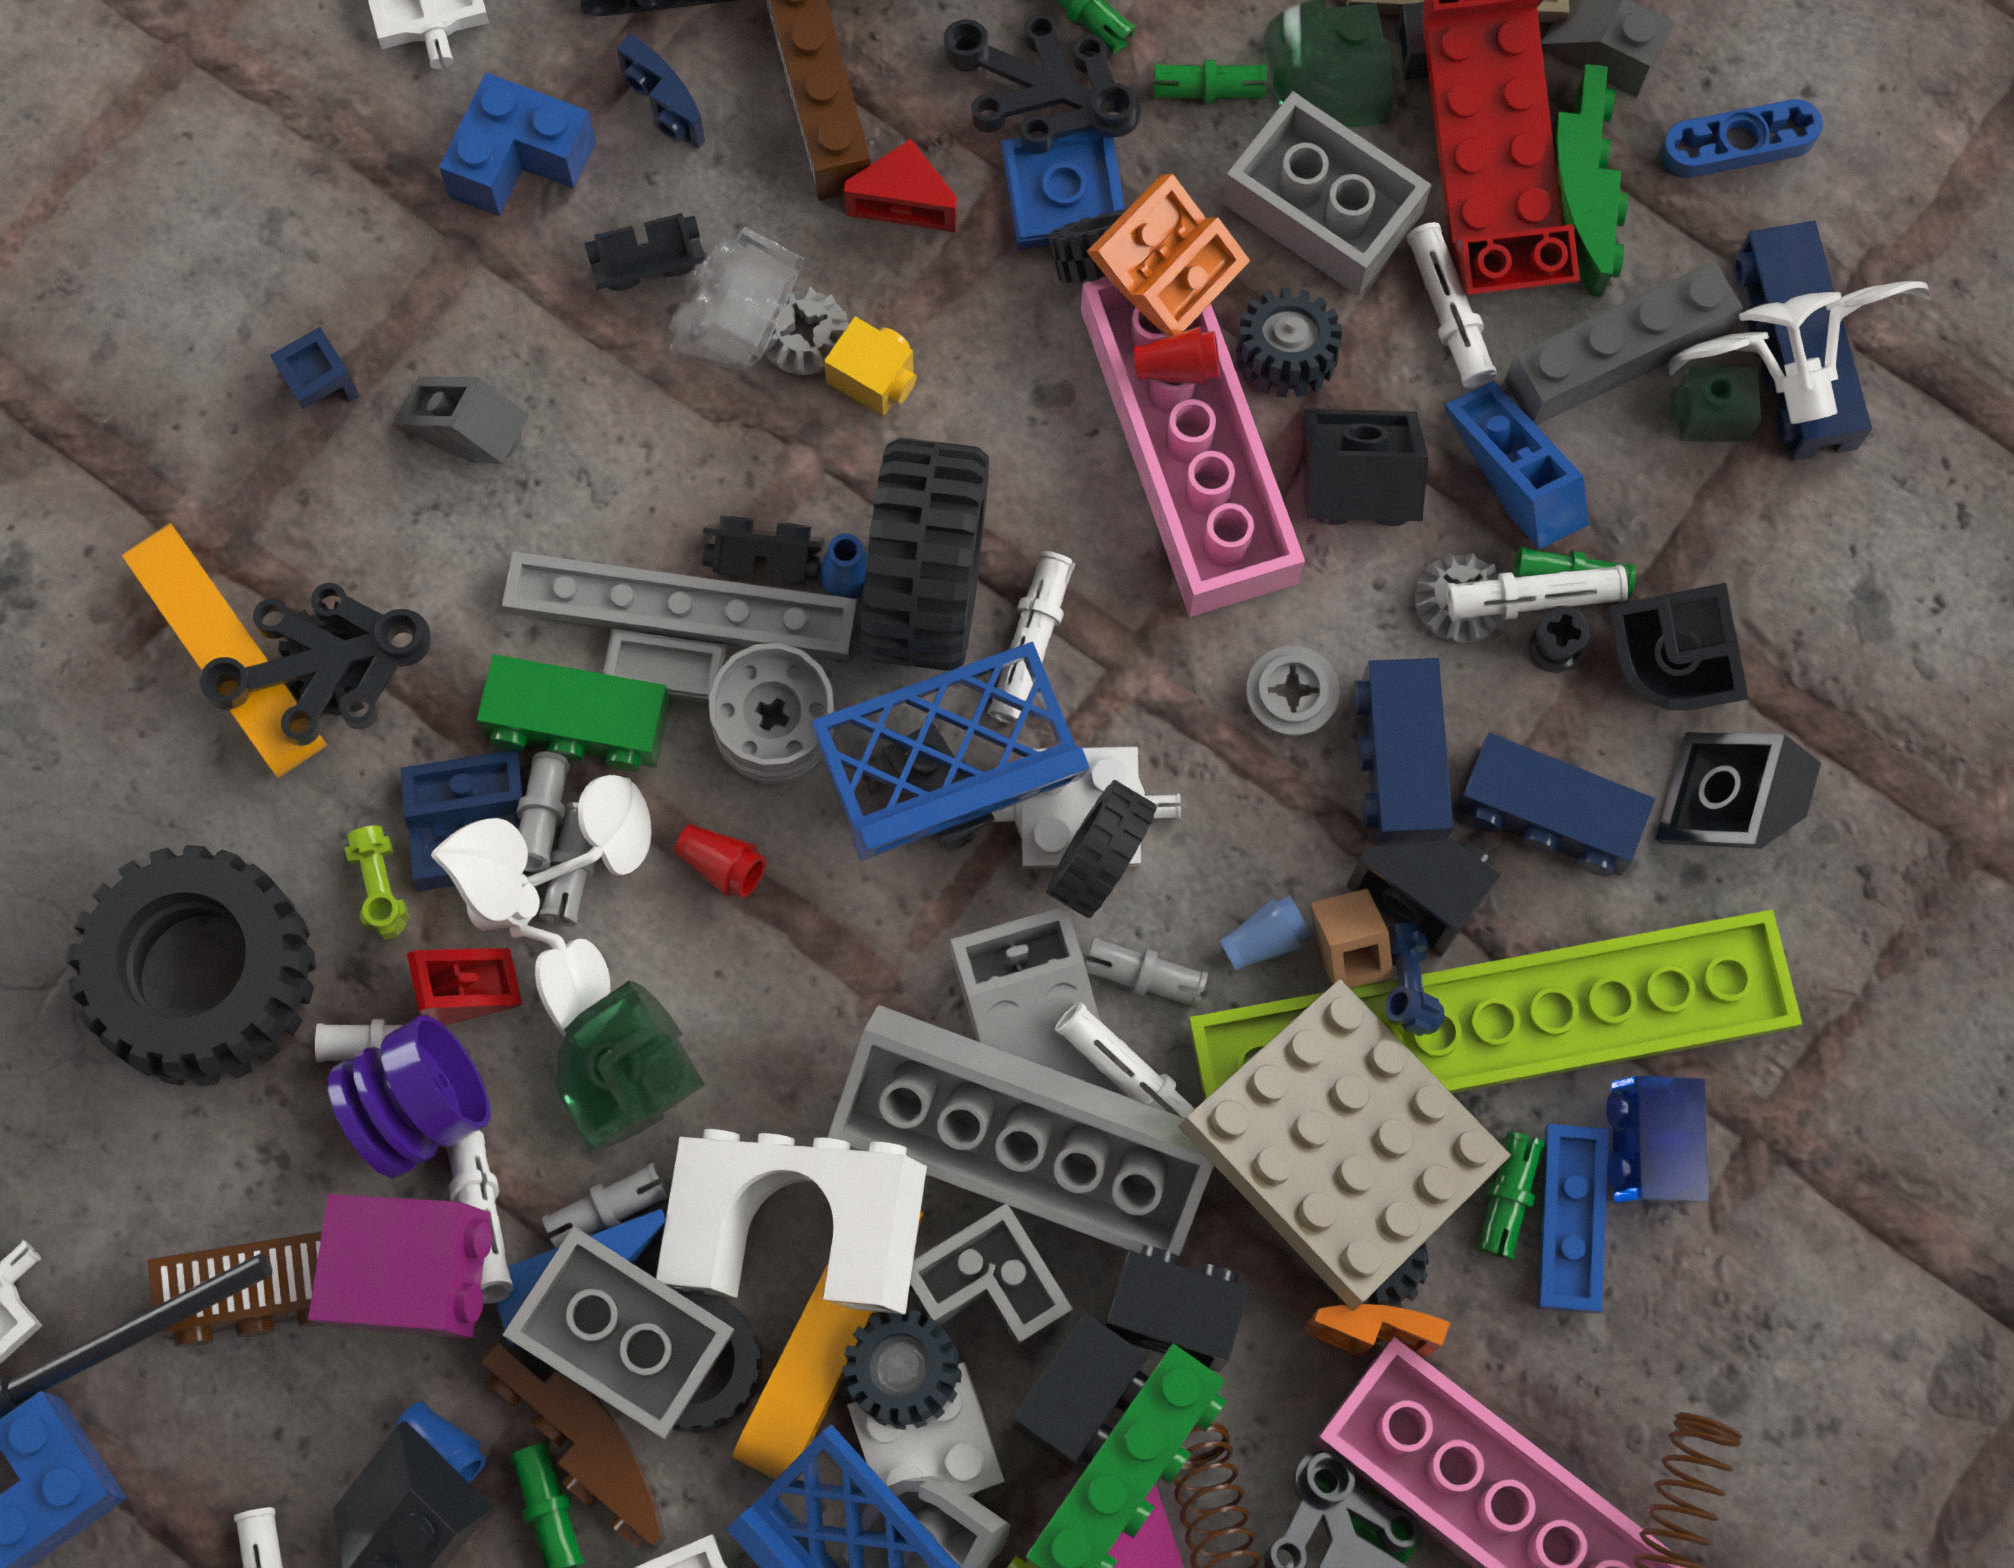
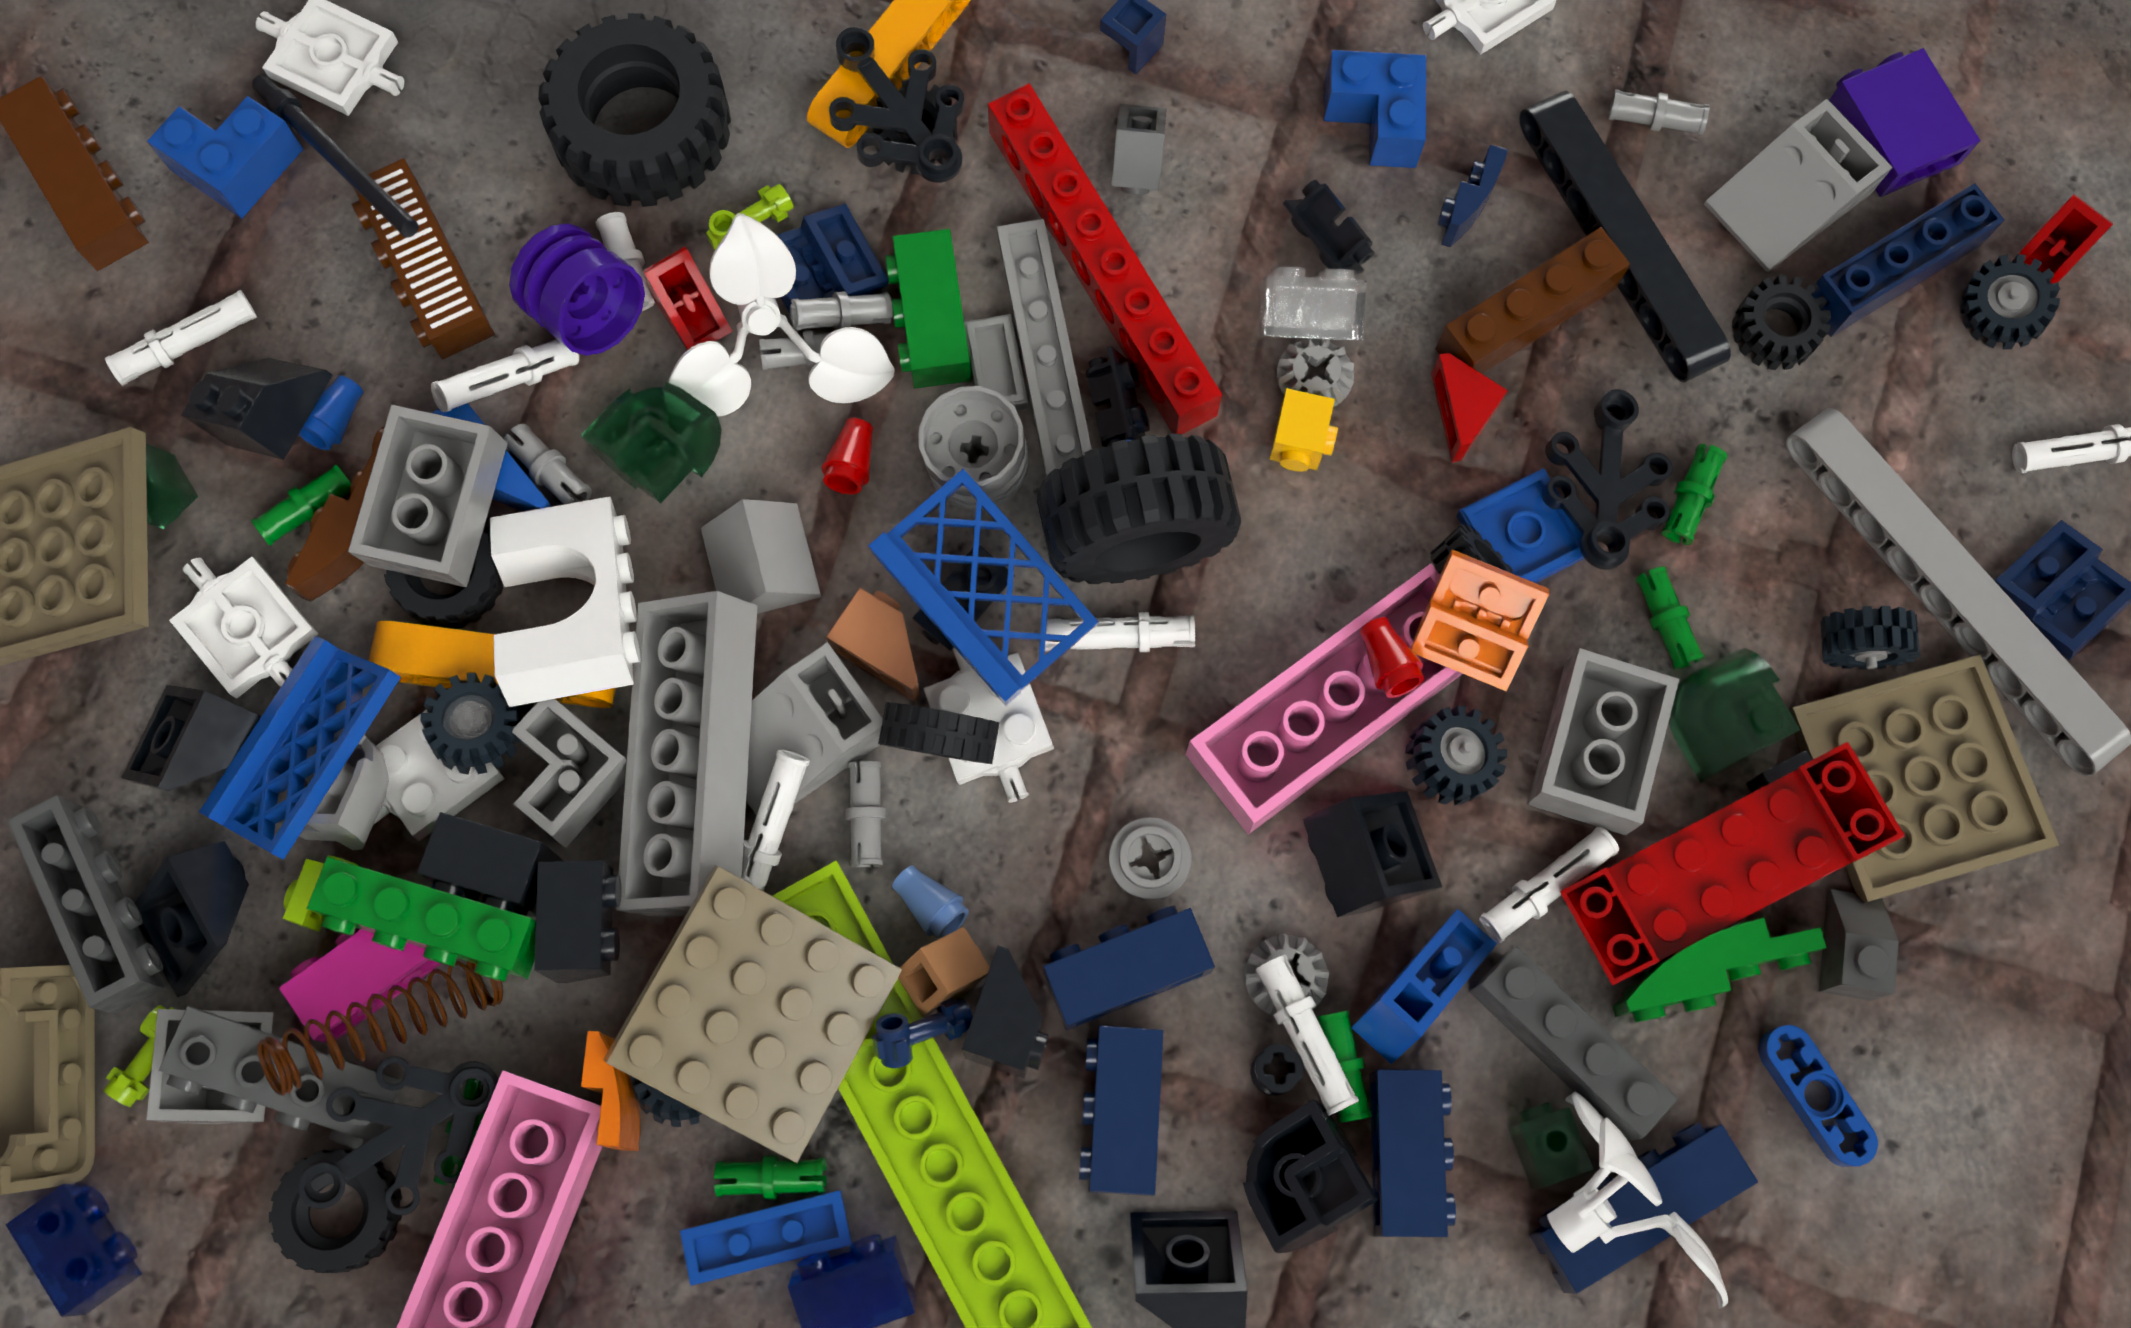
camera: 70 degrees right, 0 degrees up
(401, 1265) = (433, 321): magenta brick -> none
(584, 505) = (1103, 260): none -> red brick
(804, 1000) = (761, 554): none -> light grey slope
(955, 894) = (876, 641): none -> nougat slope
(1683, 539) = (1410, 1153): none -> dark blue brick

